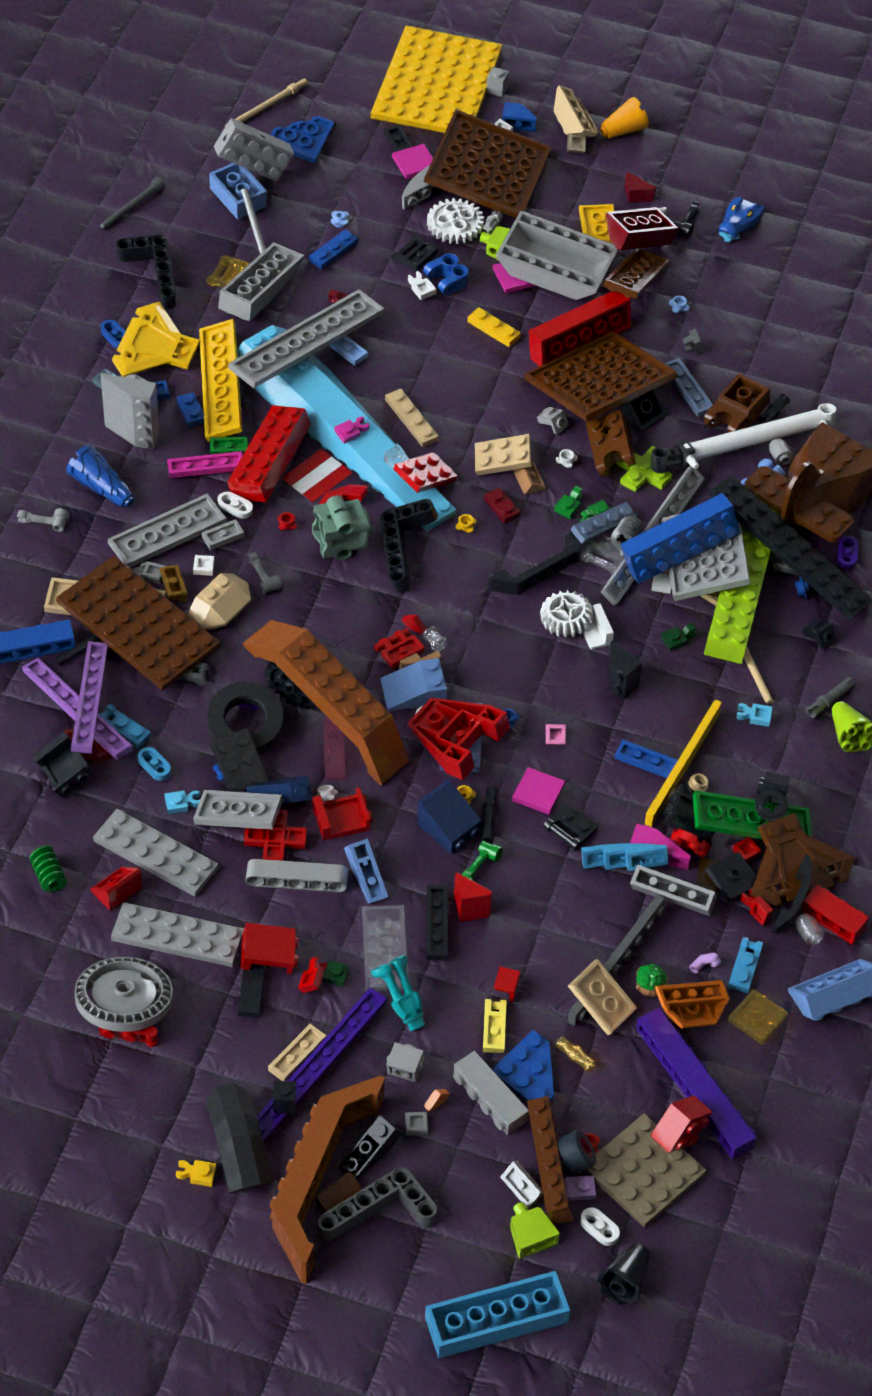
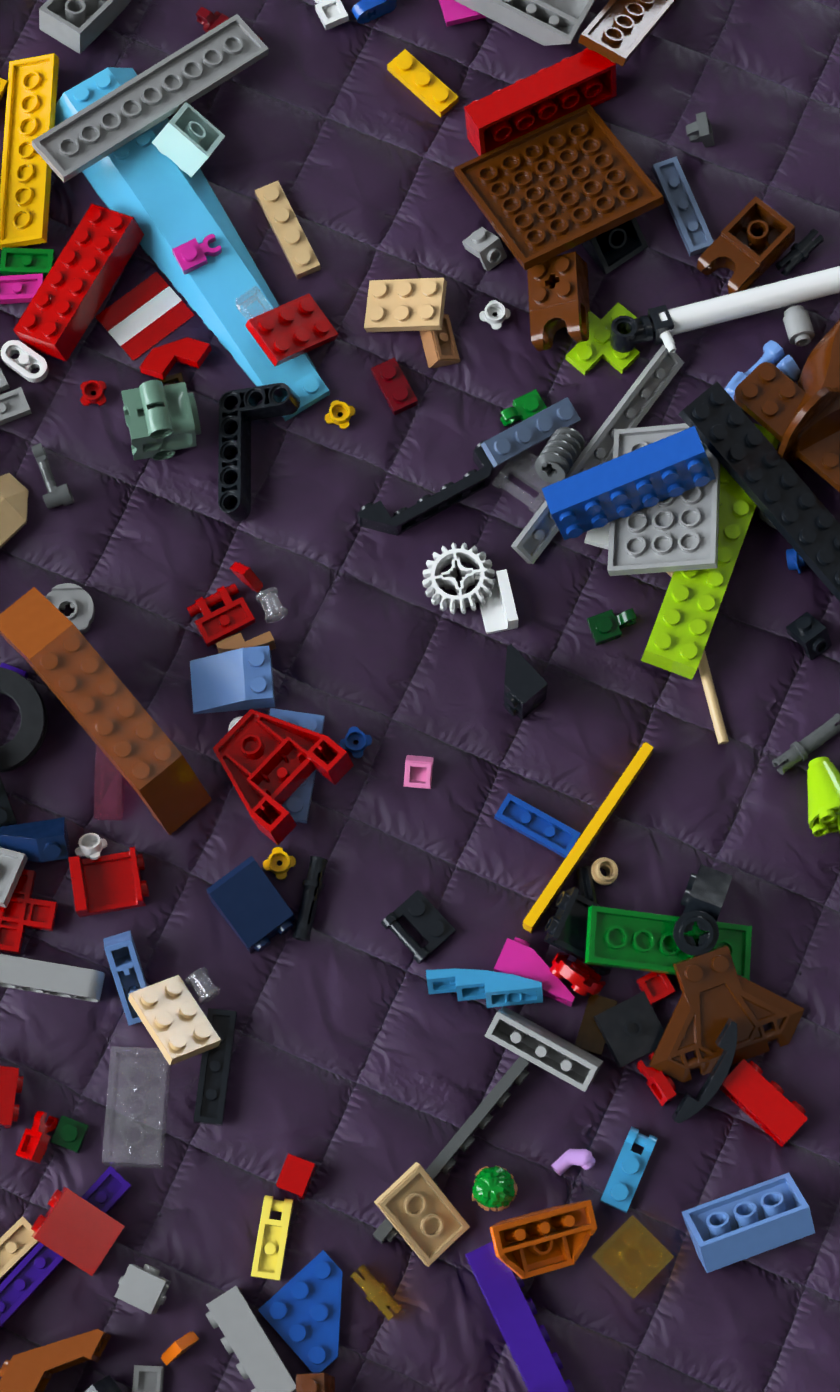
camera: 10 degrees right, 20 degrees up
(336, 363) = (188, 139): none -> light aqua brick
(349, 350) = (216, 111): light blue plate -> none
(353, 1025) = (76, 1230): none -> red panel
(404, 889) = (174, 1019): none -> tan plate
(407, 1005) = (153, 1201): teal piece -> none
(420, 872) = (202, 985): none -> clear bush
(471, 899) = (261, 1043): red slope -> none
(487, 851) = (300, 958): green brick -> none
(538, 791) = (381, 865): dark pink tile -> none
(570, 504) = (488, 393): green plate -> none
(679, 304) = (689, 55): light blue plate -> none
(757, 714) = (704, 765): medium azure plate -> none
(809, 929) = (724, 1124): clear brick -> none

